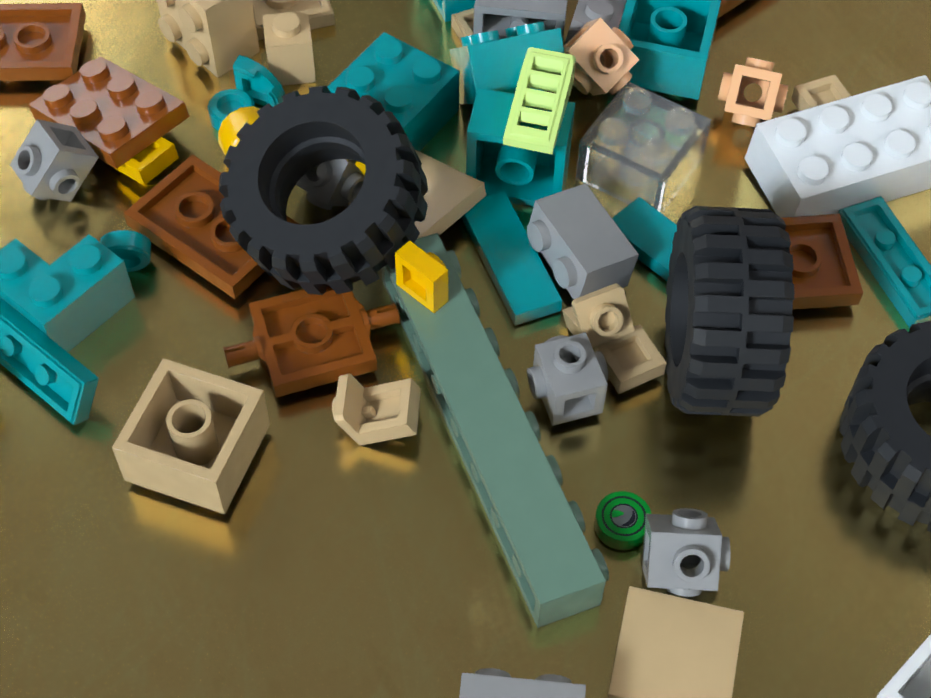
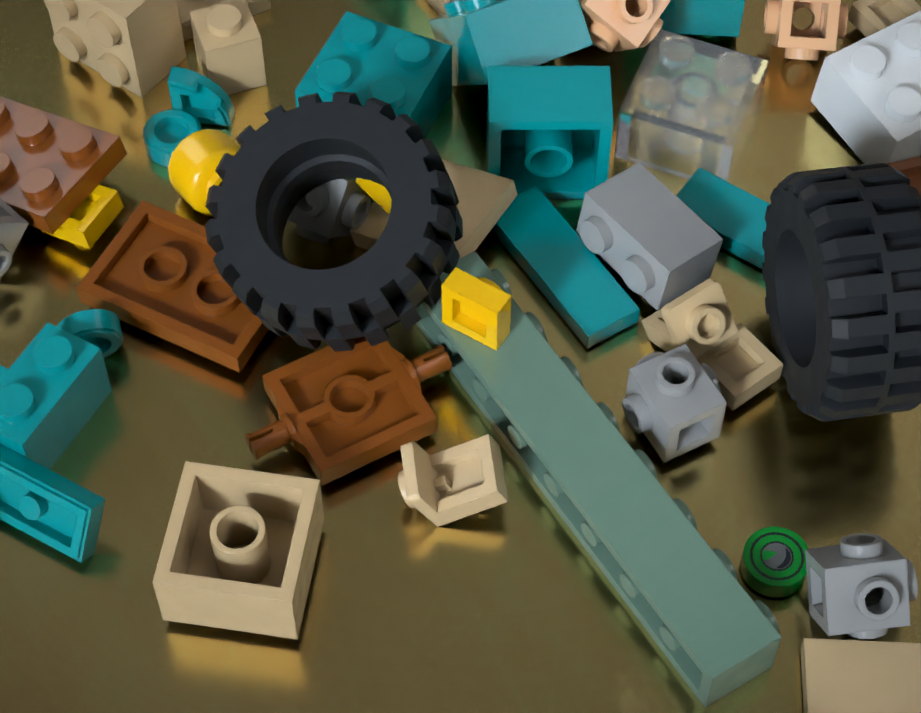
camera: 10 degrees left, 0 degrees up
(547, 72) = (579, 35): yellowish green slope -> none

